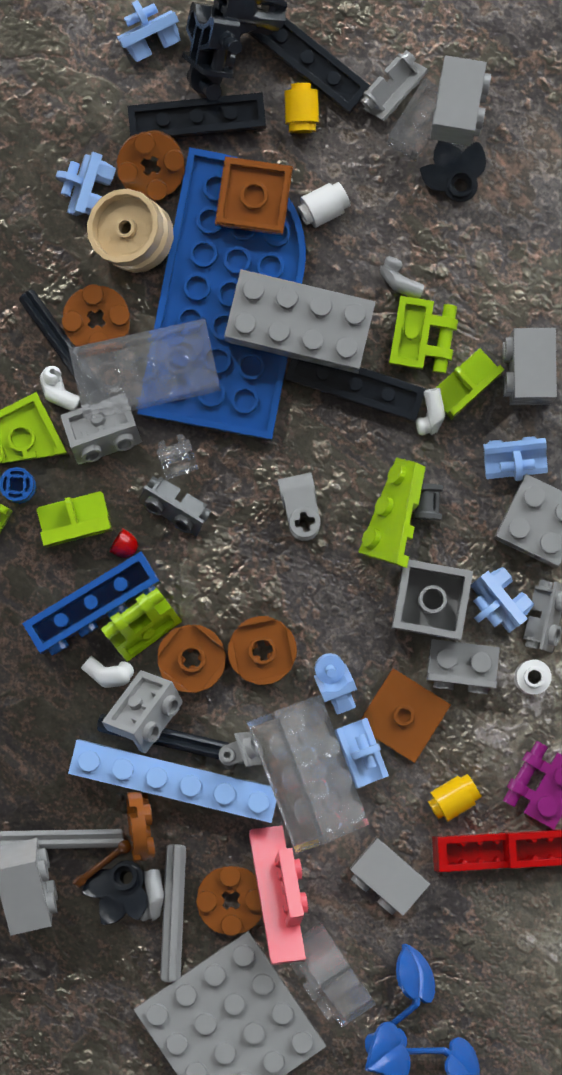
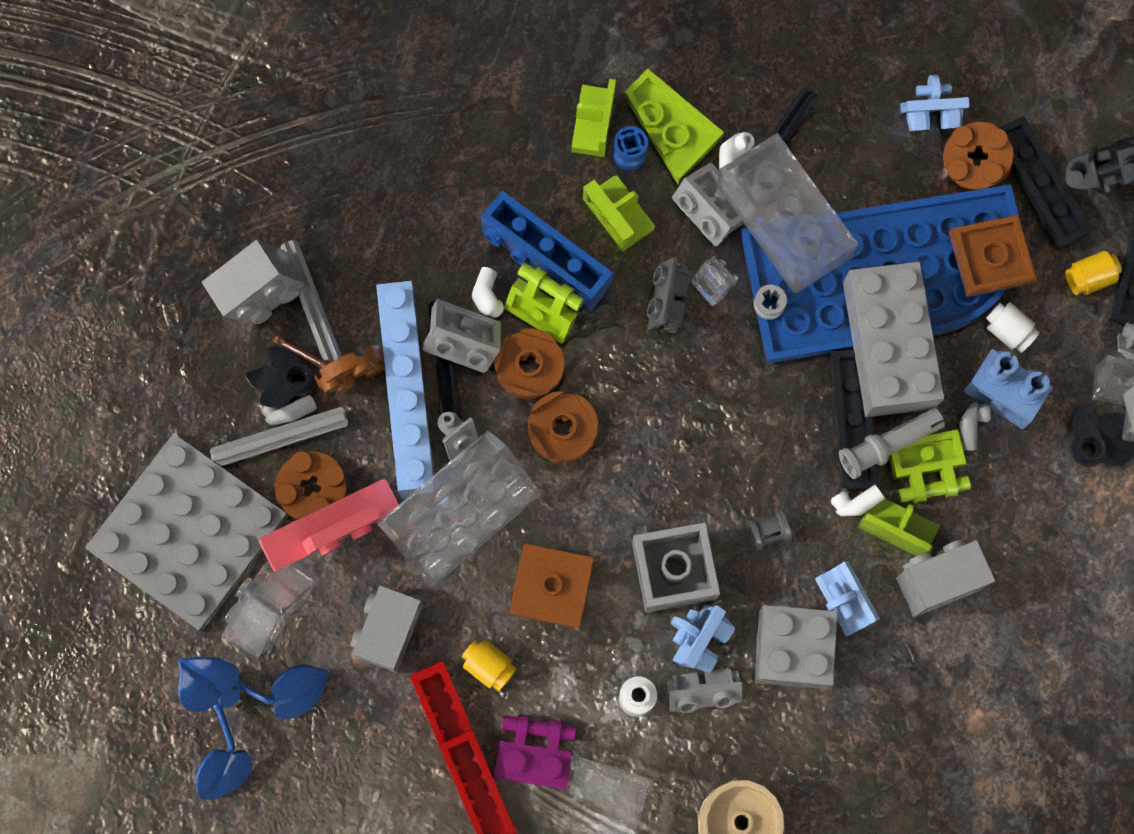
camera: 65 degrees right, 10 degrees down
(95, 299) = (828, 151): dark orange plate -> none
(124, 545) = (614, 262): red hinge -> none
(130, 230) = (910, 157): tan wheel -> none
(163, 25) = (1089, 100): light blue hips -> none
(225, 407) = (771, 290): none -> light grey bush
(300, 500) = (720, 409): light grey piece -> none
(335, 682) = (558, 503): light blue hips -> none
(361, 752) = (498, 555): light blue hips -> none
(379, 232) = (1009, 388): none -> medium blue brick
(392, 515) = (732, 501): lime wing -> none
(394, 376) = (878, 448): none -> light grey pin
(463, 664) = (623, 626): light grey bracket -> none

